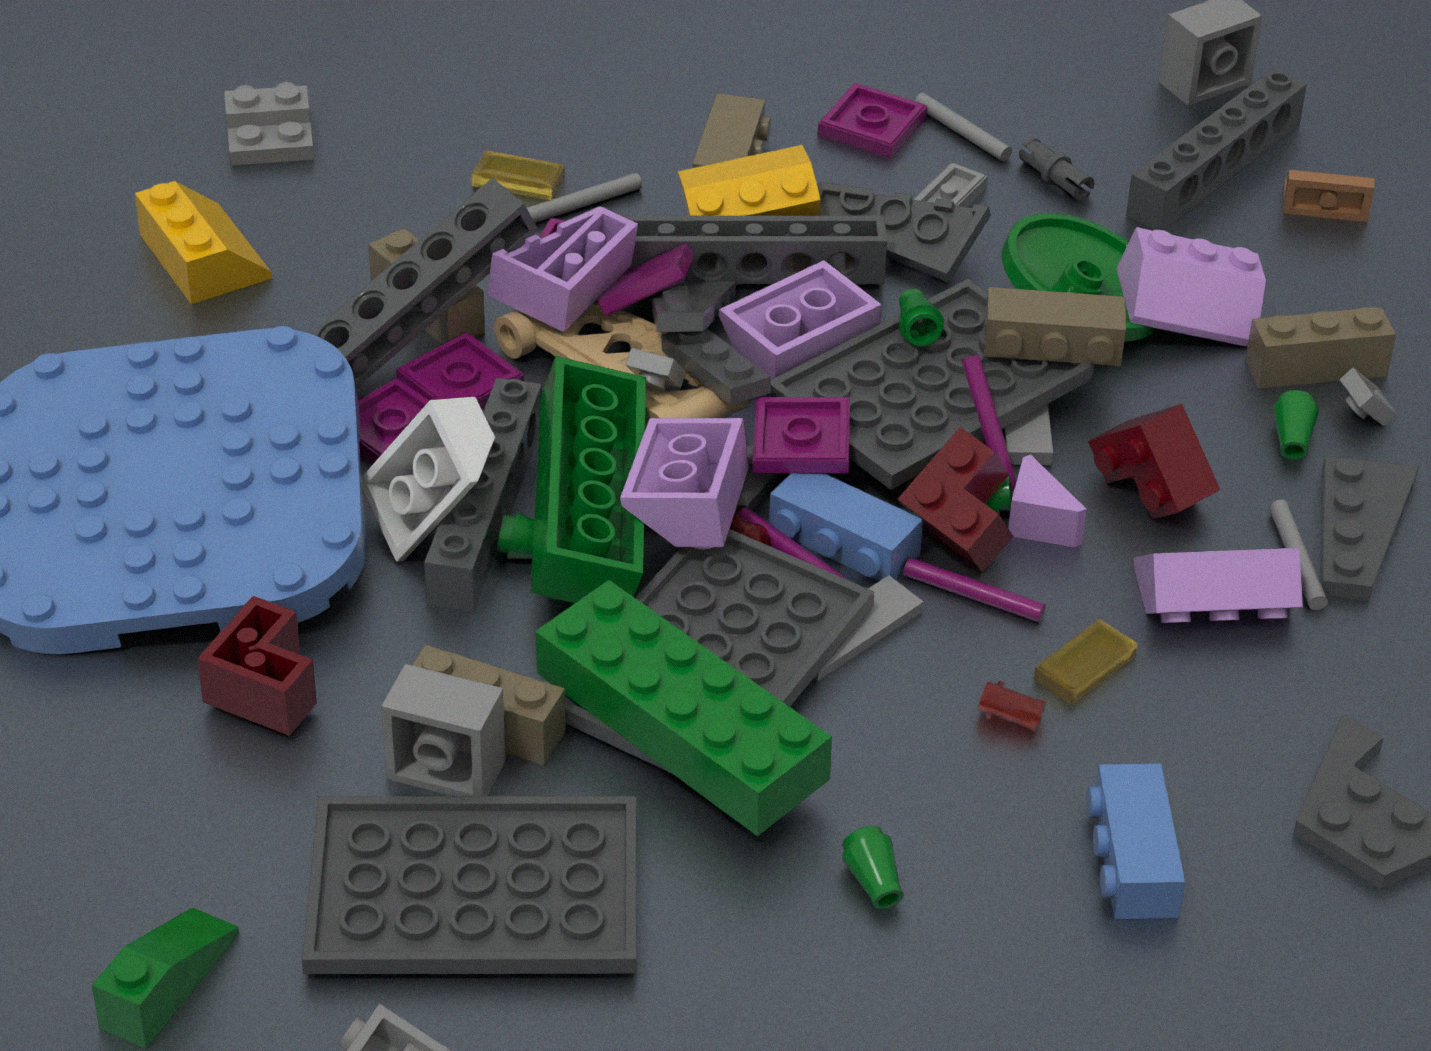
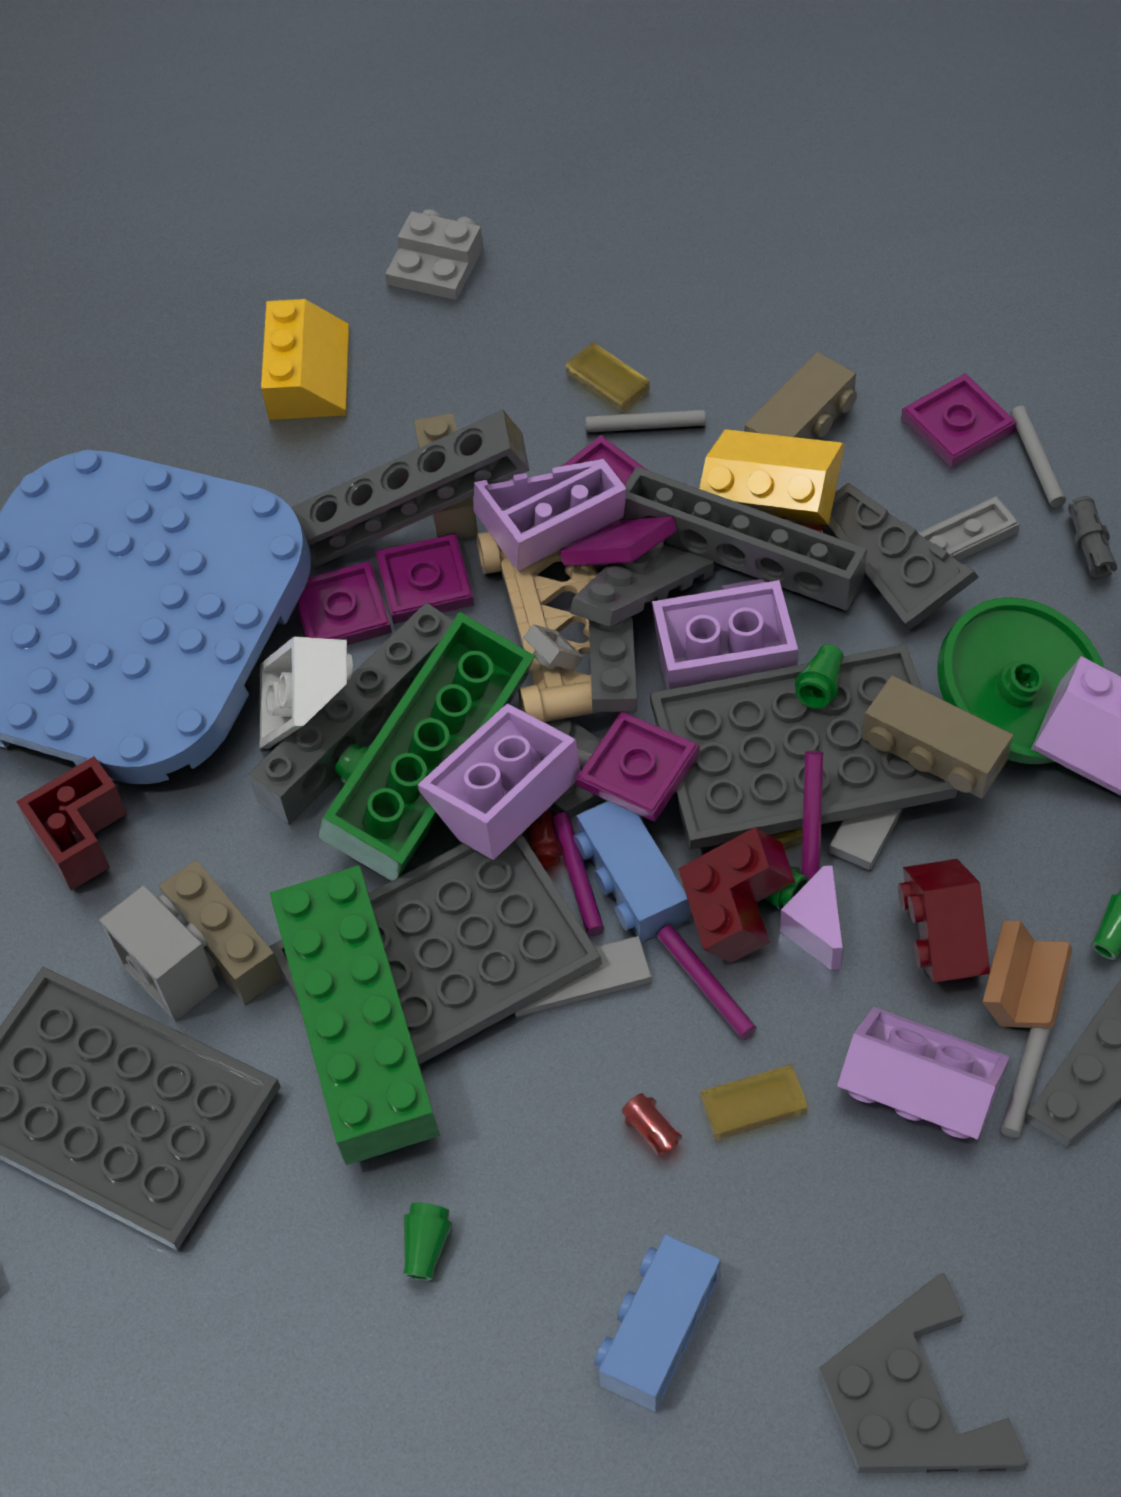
camera: 35 degrees right, 15 degrees up
(1253, 487) = (1026, 978): none -> medium nougat panel

